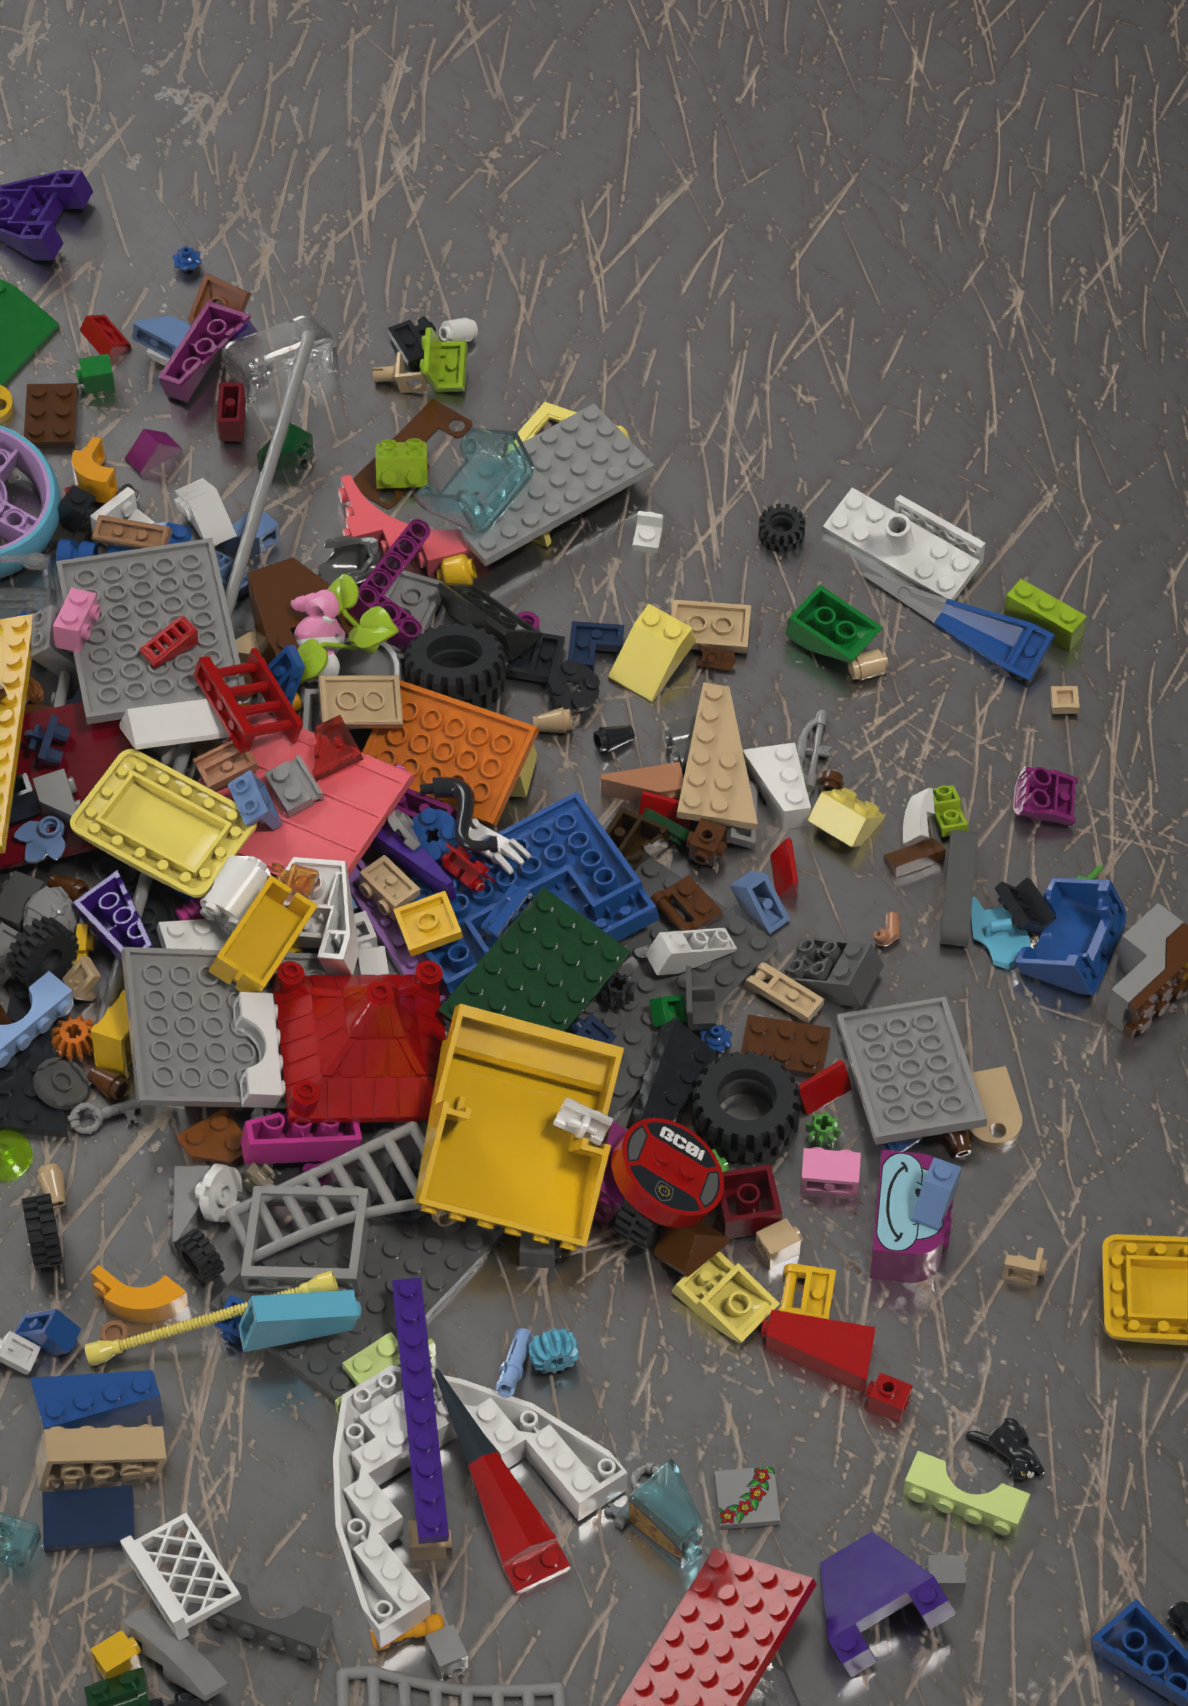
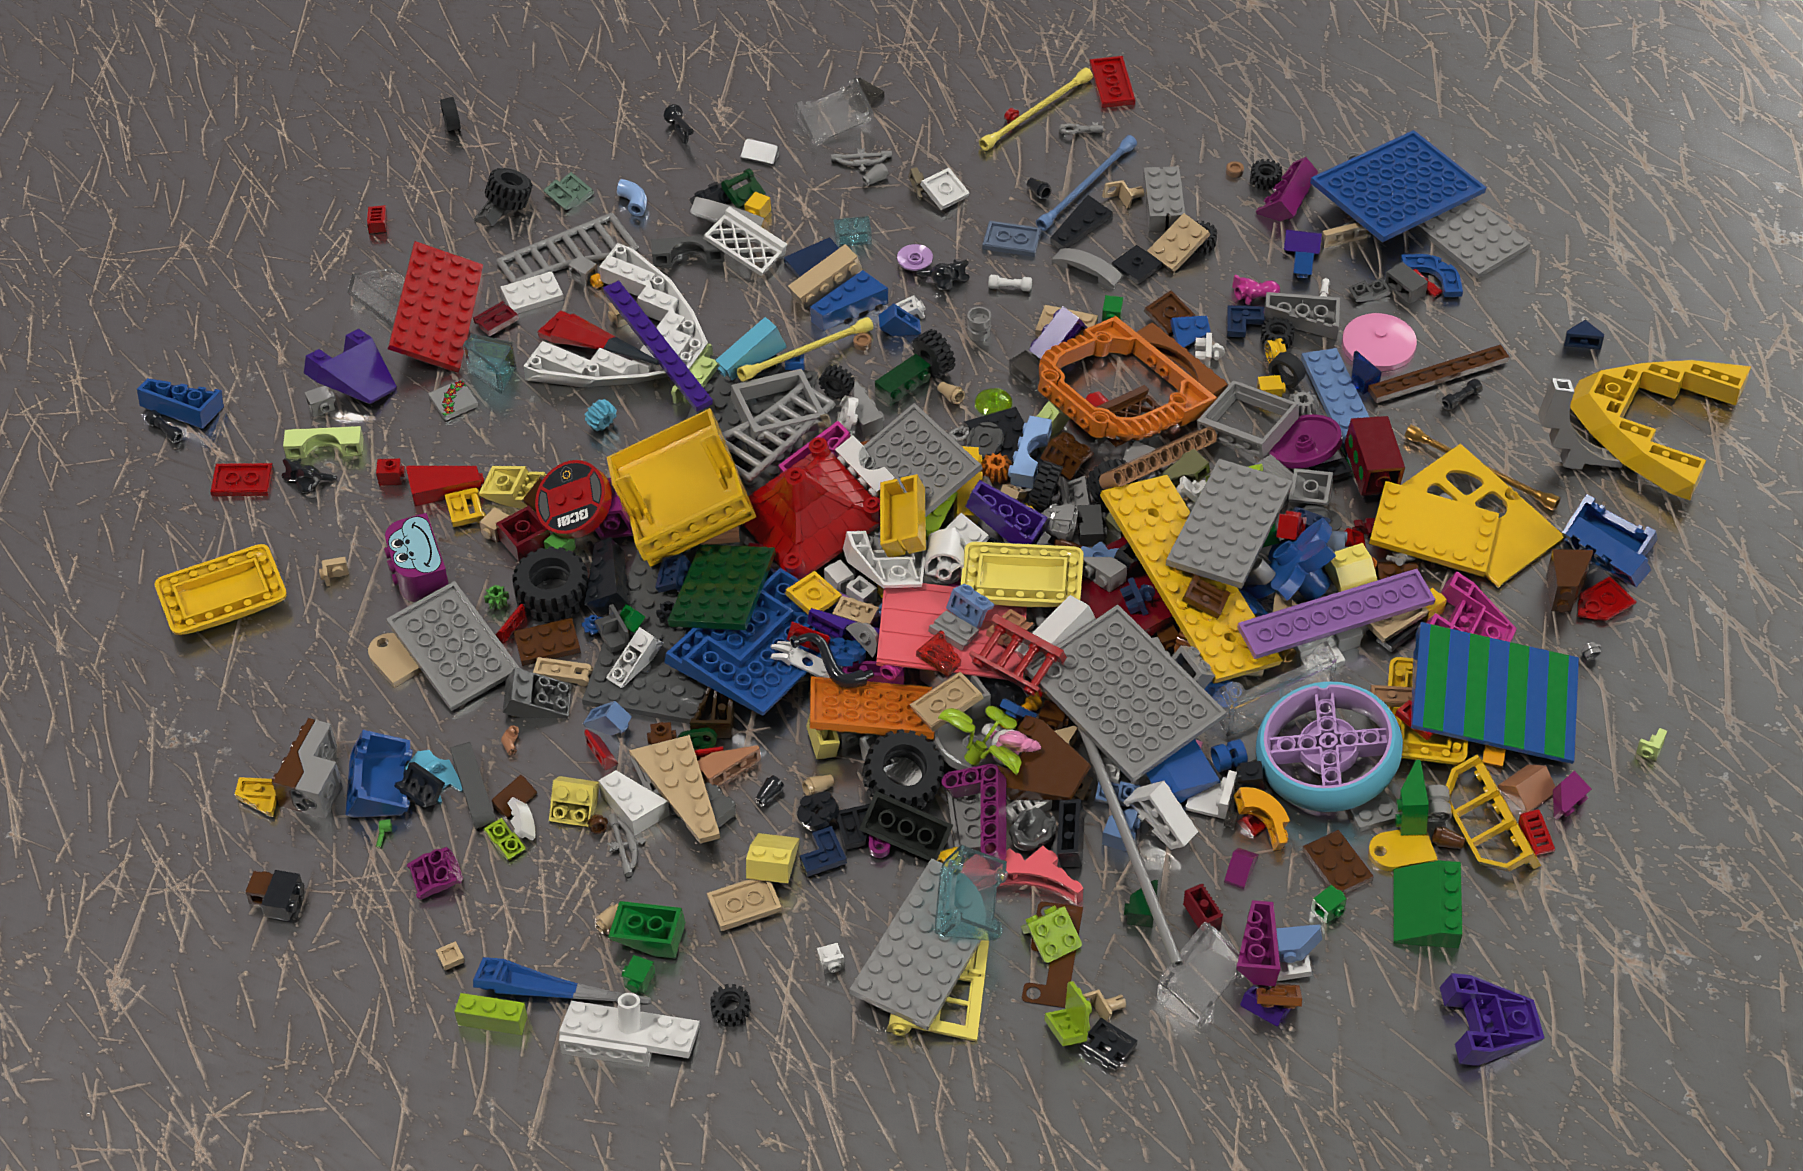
camera: 155 degrees right, 5 degrees down
(76, 620) = (1172, 657): bright pink brick -> none
(103, 1232) = (902, 379): none -> dark green brick
(104, 335) = (1350, 947): red slope -> none
(130, 533) = (1195, 766): medium nougat tile -> none
(139, 1303) = (862, 353): light orange arch -> none
(181, 630) = (1096, 687): red slope -> none
(186, 259) = (1339, 1036): blue plant -> none
(298, 878) = (906, 560): clear orange plate -> none
(309, 542) = (1070, 833): none -> black brick
(458, 330) = (1080, 1062): white brick -> none
(507, 910) = (759, 609): blue bracket -> none
(511, 1369) = (618, 392): light blue pin -> none
(542, 1654) = (532, 292): none -> white plate
(582, 1121) = (648, 499): white hips -> none
(620, 1620) = (496, 318): none -> dark red plate
(622, 1513) = (516, 379): light grey piece -> none
(691, 901) = (650, 693): reddish brown plate -> none
(716, 657) = (730, 879): reddish brown piece -> none
(830, 1172) = (480, 575): bright pink brick -> none
(866, 593) = (638, 974): none -> green brick
(936, 1193) = (396, 550): medium blue slope -> none
(1104, 1491) = (242, 479): none -> red tile

